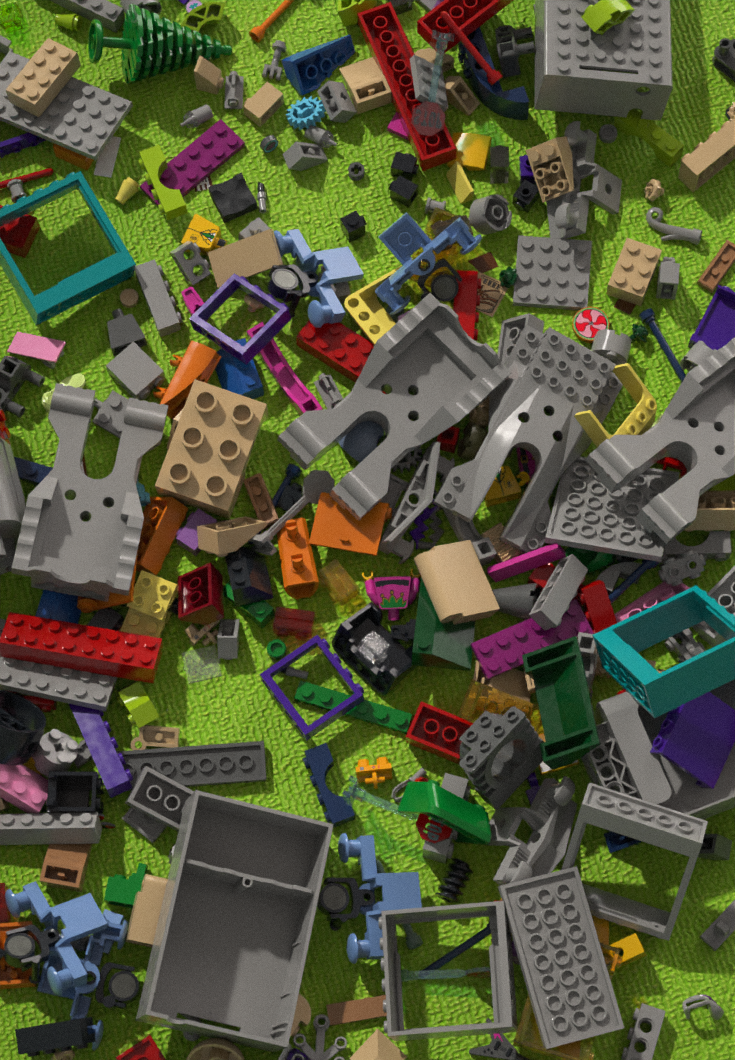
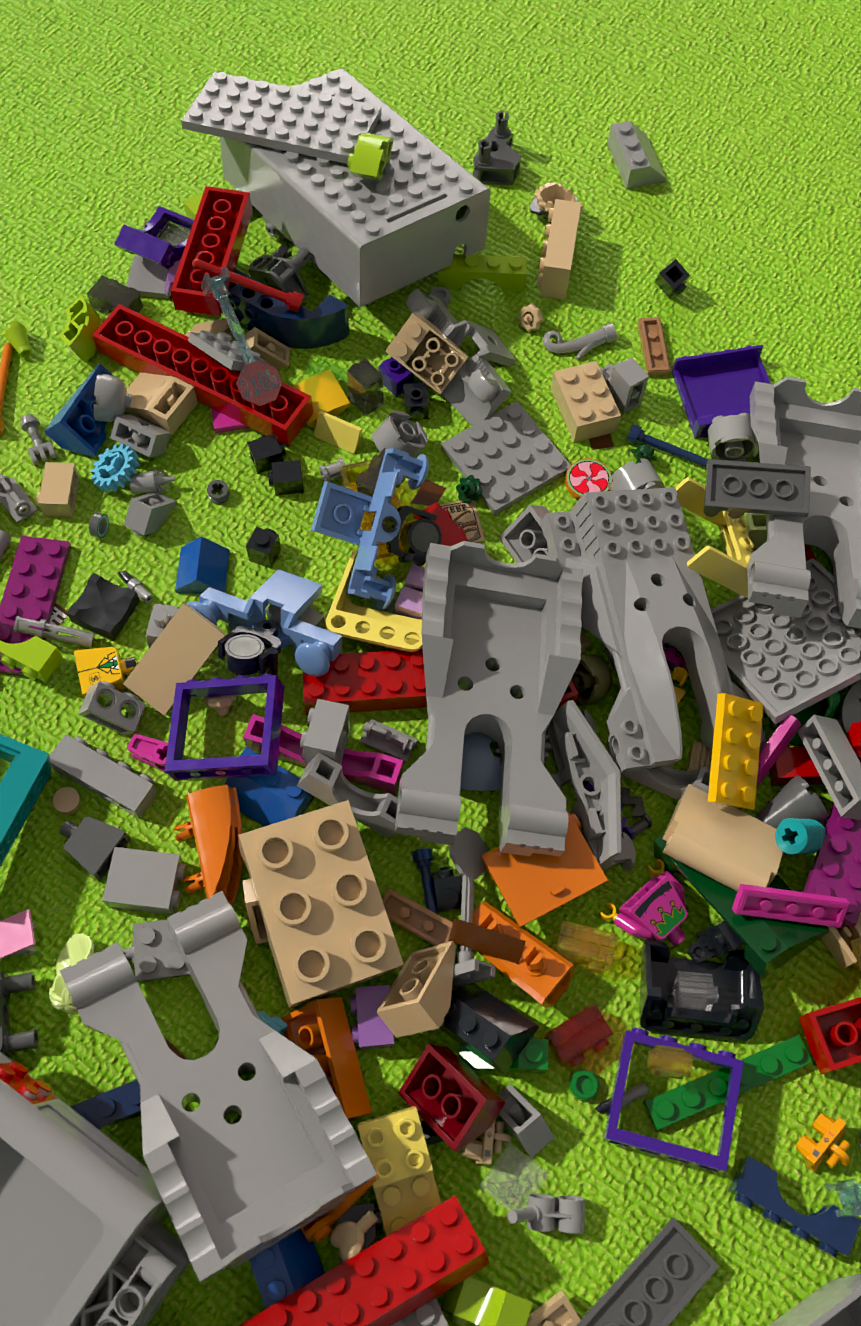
camera: 45 degrees left, 5 degrees down
(98, 618) = (350, 1235): none -> tan rock
(204, 690) = (549, 1211): none -> light grey beam
(208, 209) = (23, 625): none -> light grey pin
(271, 392) = (327, 782): none -> light grey arch
(282, 533) = (486, 941): none -> reddish brown sticker
(290, 364) = (327, 731): none -> light grey brick
(309, 214) = (202, 566): none -> blue slope
(322, 663) = (670, 1062): none -> clear yellow brick
(334, 66) = (110, 398): none -> light grey cylinder
(455, 637) = (790, 905): none -> dark pink tile
(500, 610) = (800, 836): none -> teal piece
(507, 540) = (735, 752): none -> yellow plate
(661, 400) = (756, 488): none -> dark grey hinge

